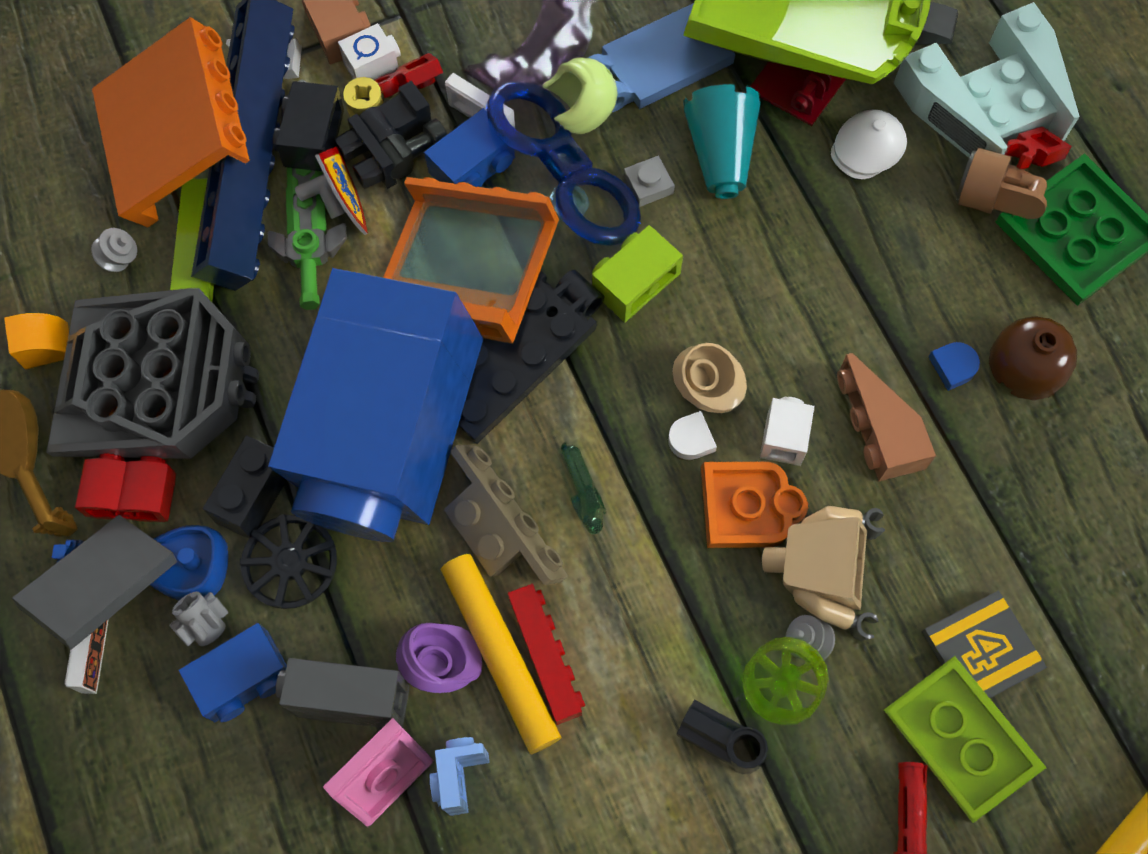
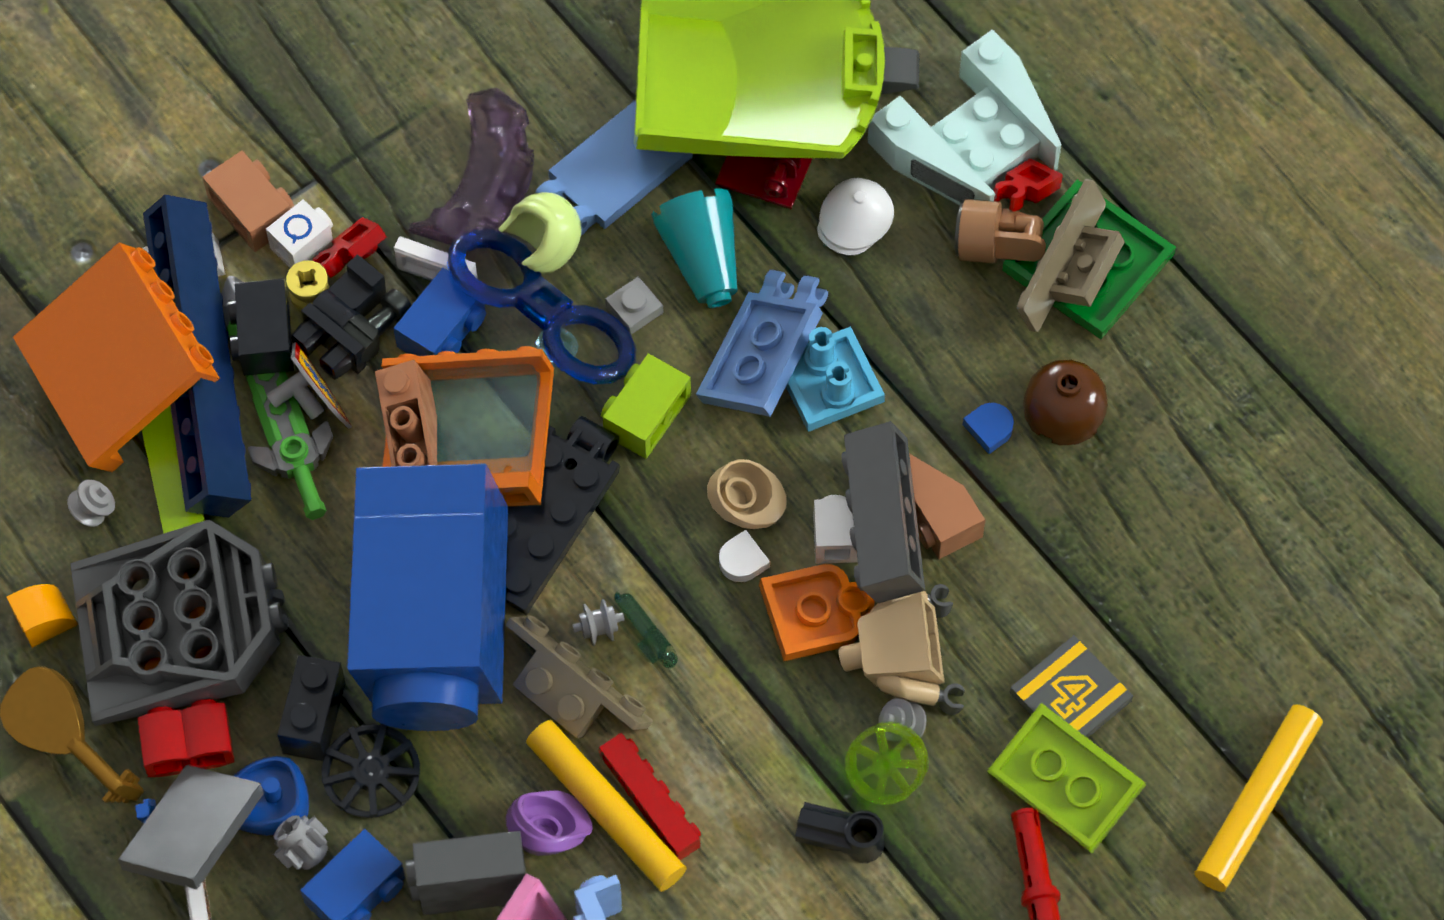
camera: 15 degrees left, 5 degrees down
(414, 232) = (408, 414): none -> nougat slope
(539, 468) = (598, 622): none -> light grey wheel
(758, 242) = (763, 345): none -> medium blue tile
(812, 285) = (833, 379): none -> medium azure plate
(838, 428) = (883, 513): none -> dark grey brick
(1072, 226) = (1074, 260): none -> dark tan bracket

